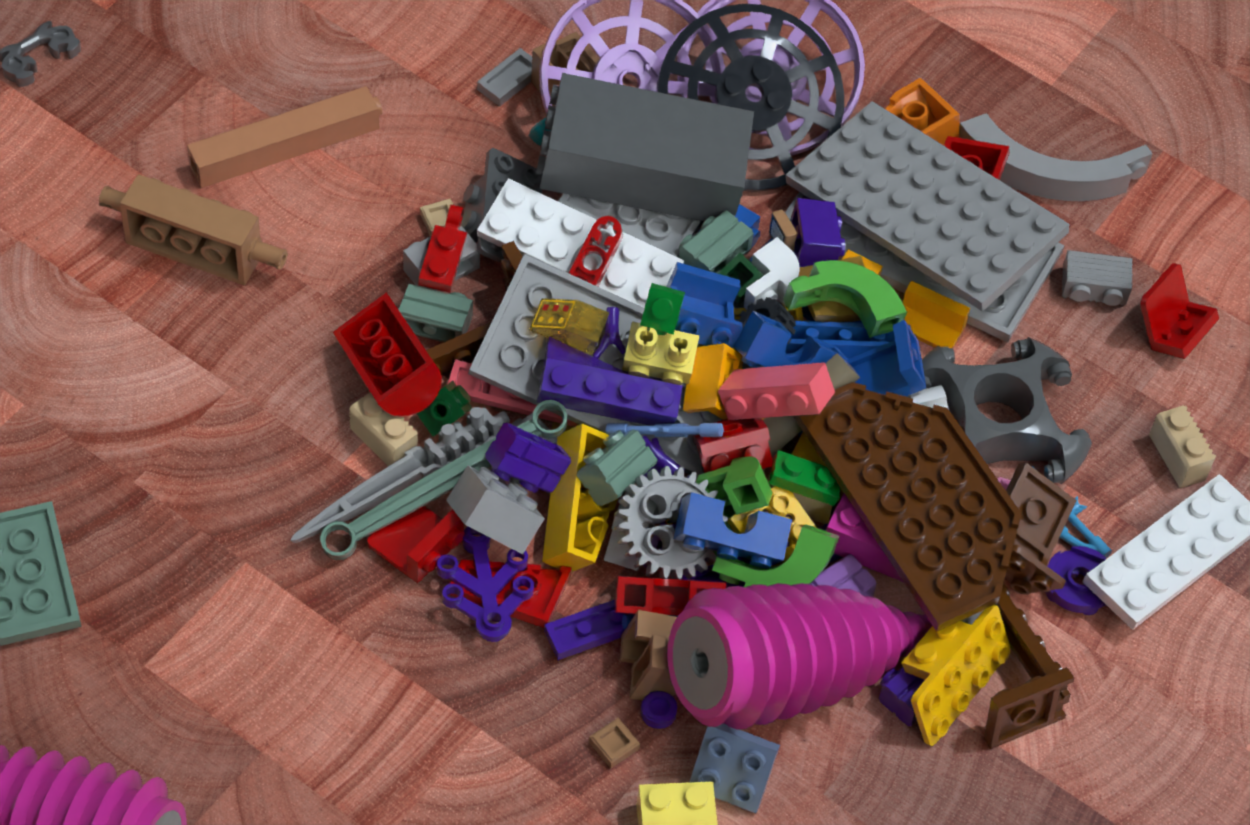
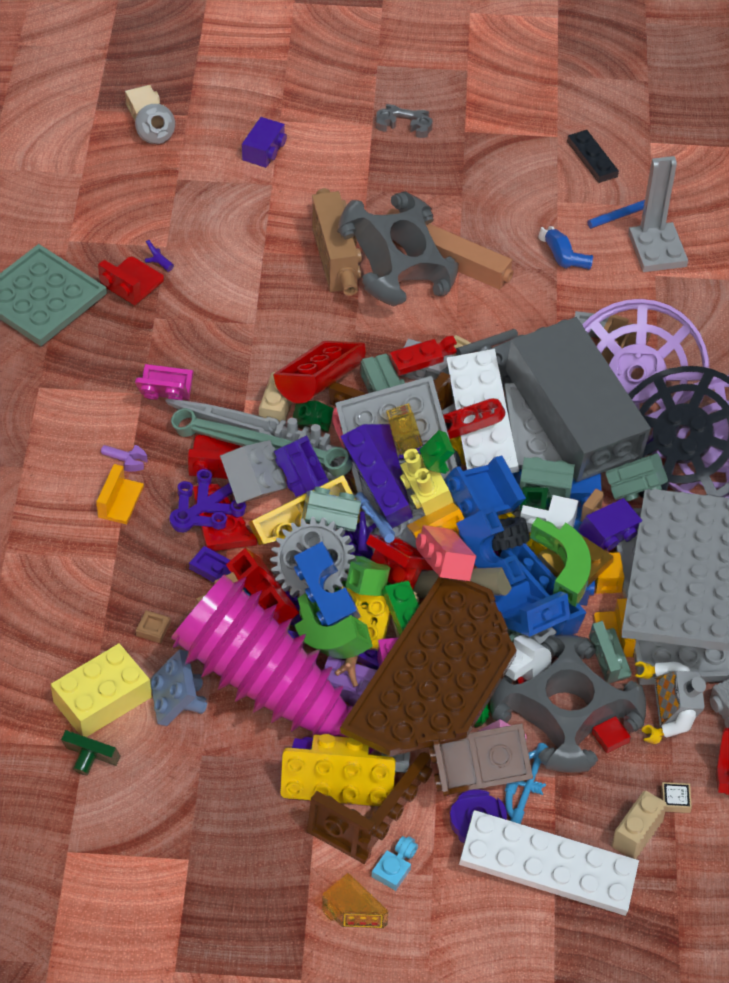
camera: 60 degrees right, 5 degrees down
(44, 421) = (158, 257): none -> dark purple bar
(57, 468) = (130, 279): none -> red bracket
(264, 524) = (165, 382): none -> dark pink bracket
(273, 174) = (387, 262): none -> dark grey piece
(337, 631) = (128, 457): none -> medium lavender bar
(377, 34) = (563, 250): none -> blue arm
(396, 672) = (118, 496): none -> light orange panel
(457, 180) = (493, 340): none -> dark grey bar
(767, 171) = (637, 477): none -> sand green brick
(831, 576) = (349, 665): none -> nougat bar
(968, 343) = (609, 653): none -> sand green bracket
(1058, 403) = (611, 734): none -> red tile
(1062, 315) = (678, 698): none -> torso
(1089, 694) = (393, 869): none -> medium azure plate
(1116, 755) = (353, 905): none -> clear yellow slope
(1161, 396) = (677, 797): none -> tile

